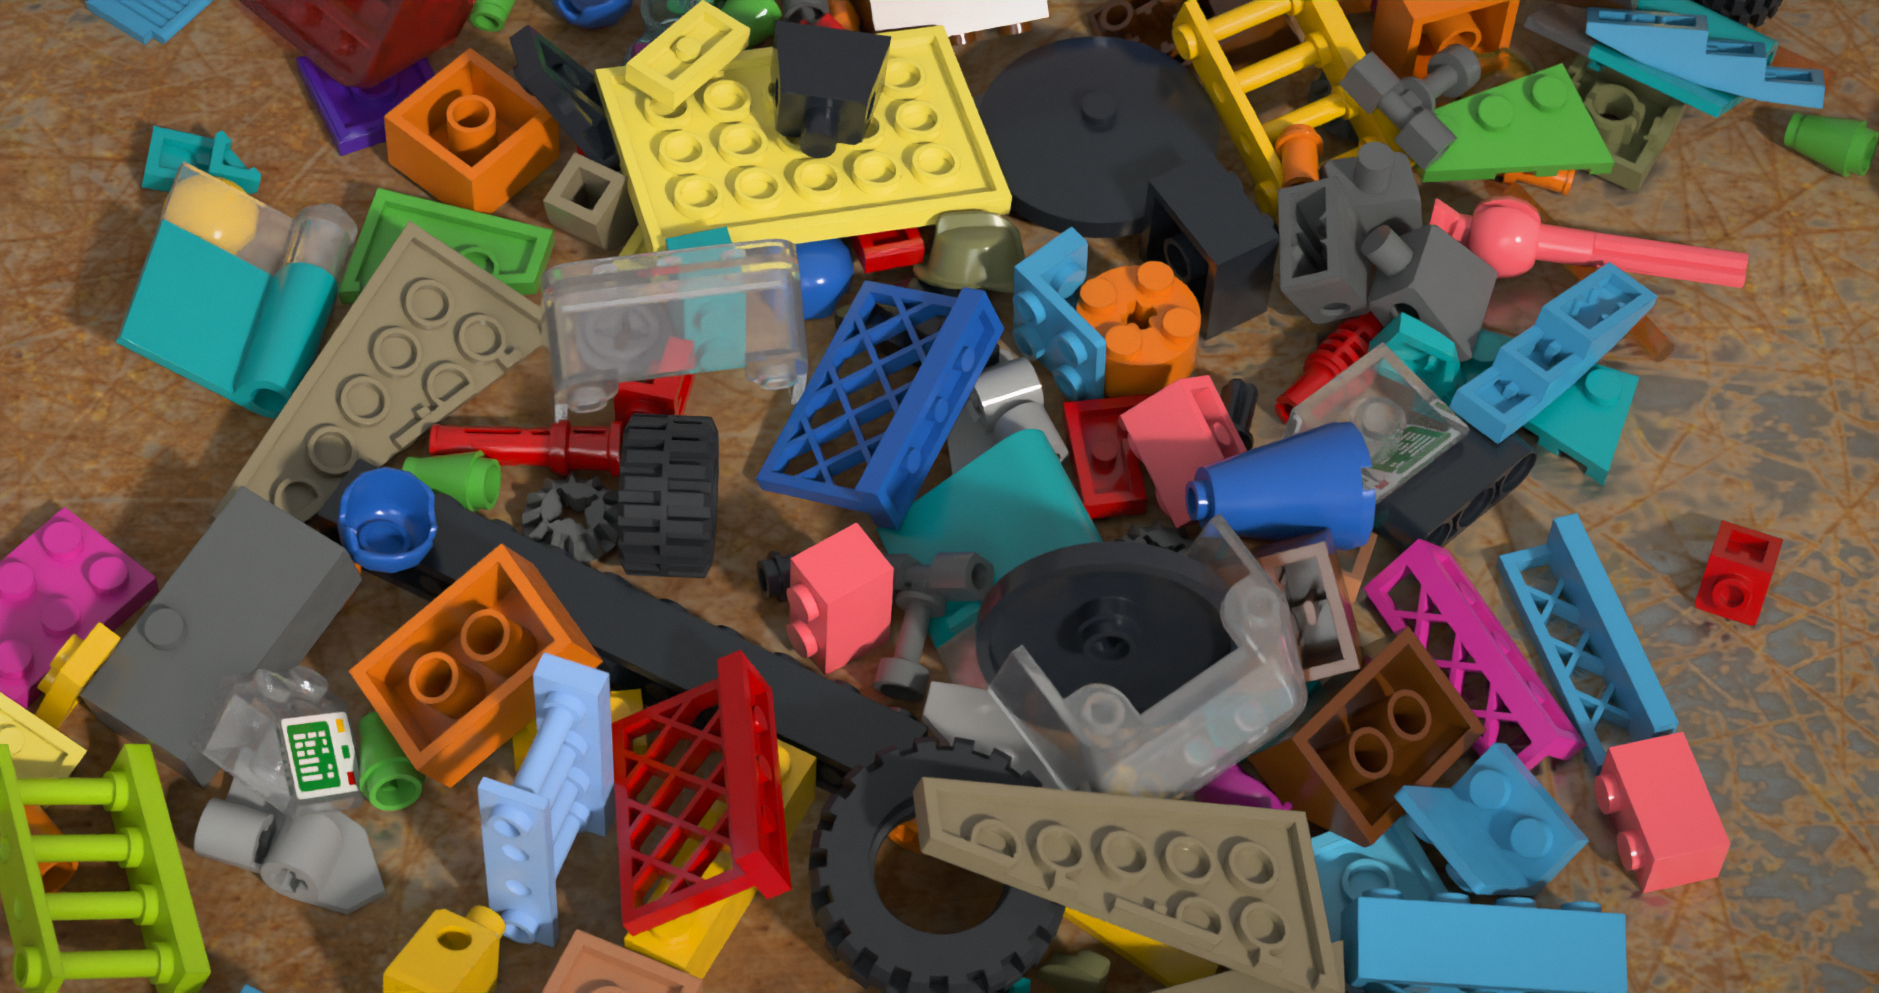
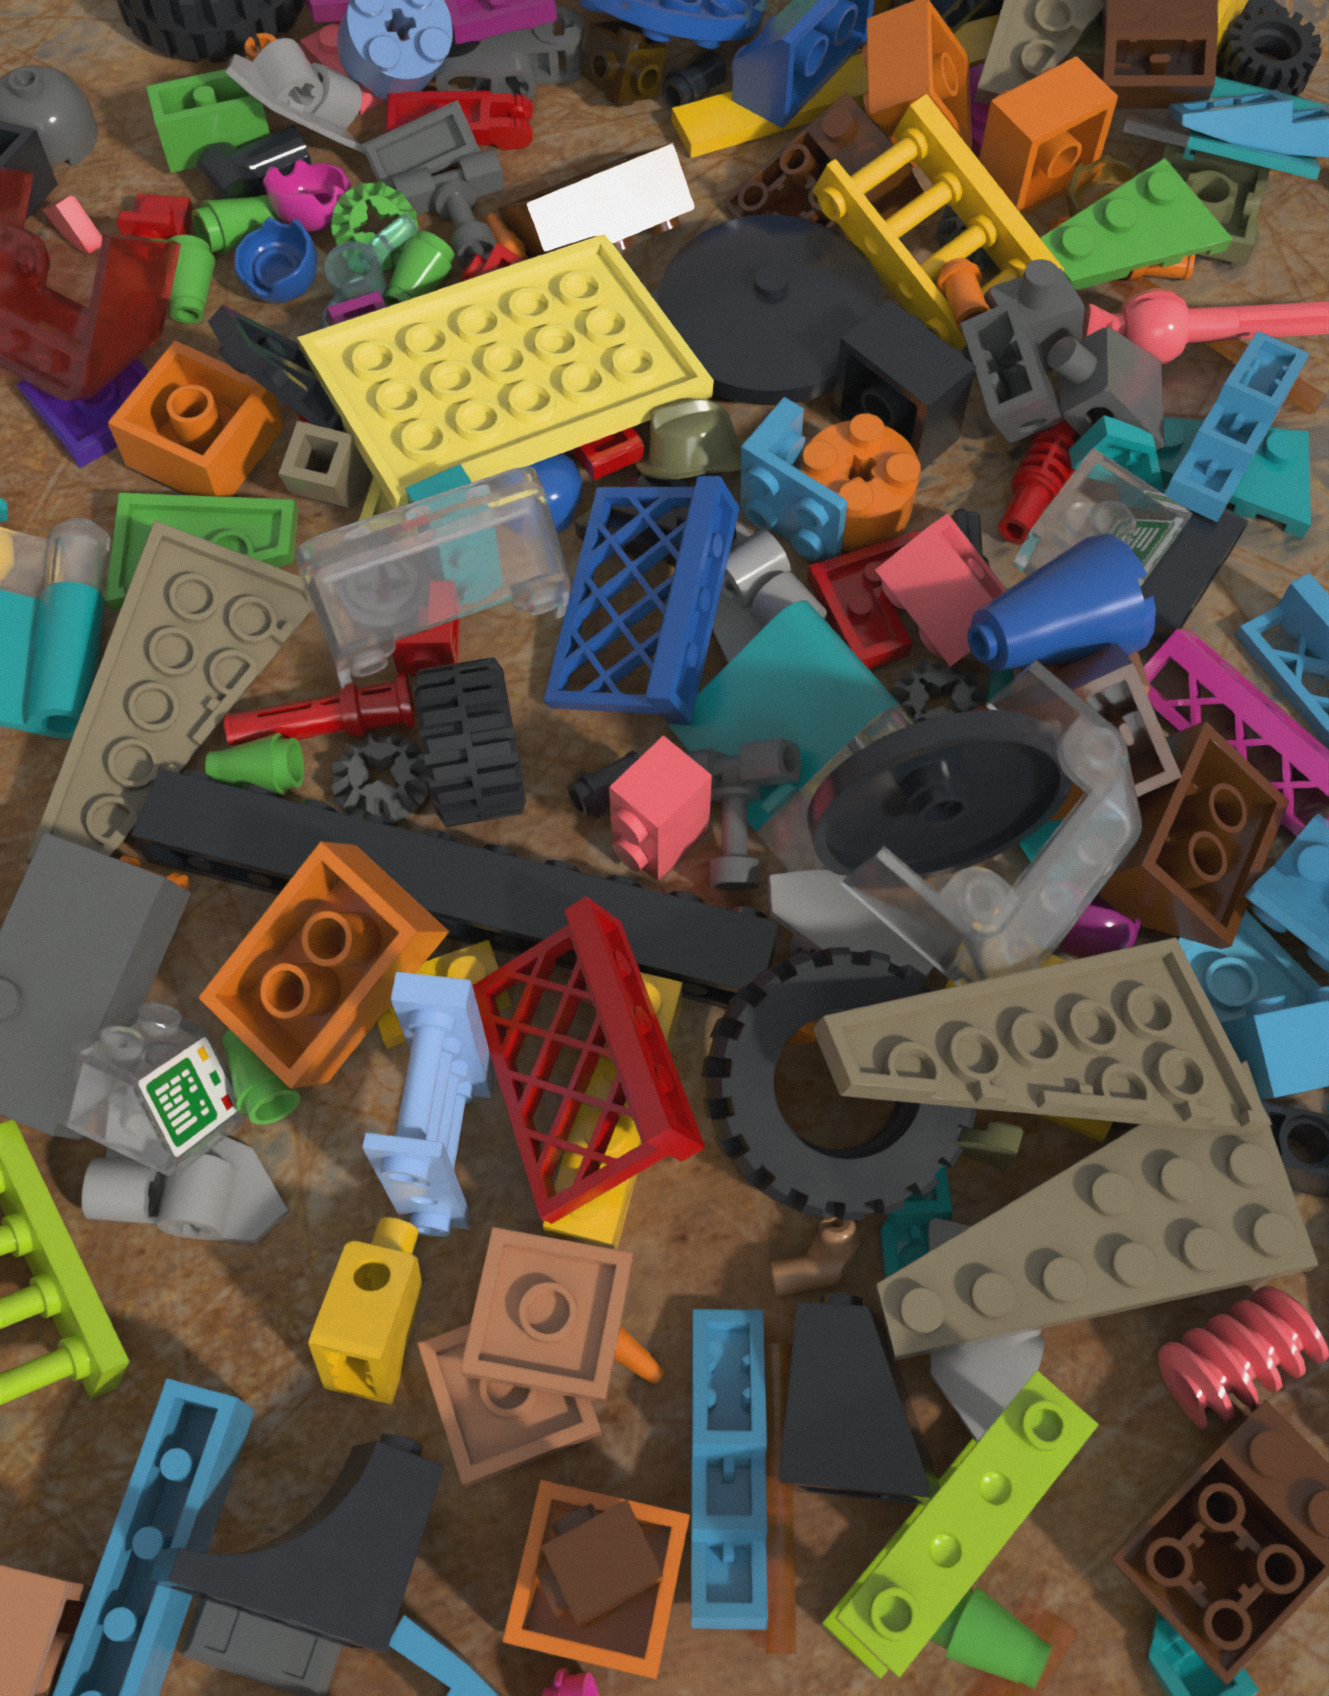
camera: 10 degrees left, 10 degrees up
(387, 520) = (200, 832): blue hair -> none
(687, 54) = (380, 305): light yellow plate -> none
(826, 84) = (516, 307): black torso -> none
(1411, 101) = (1051, 214): dark grey bar -> none

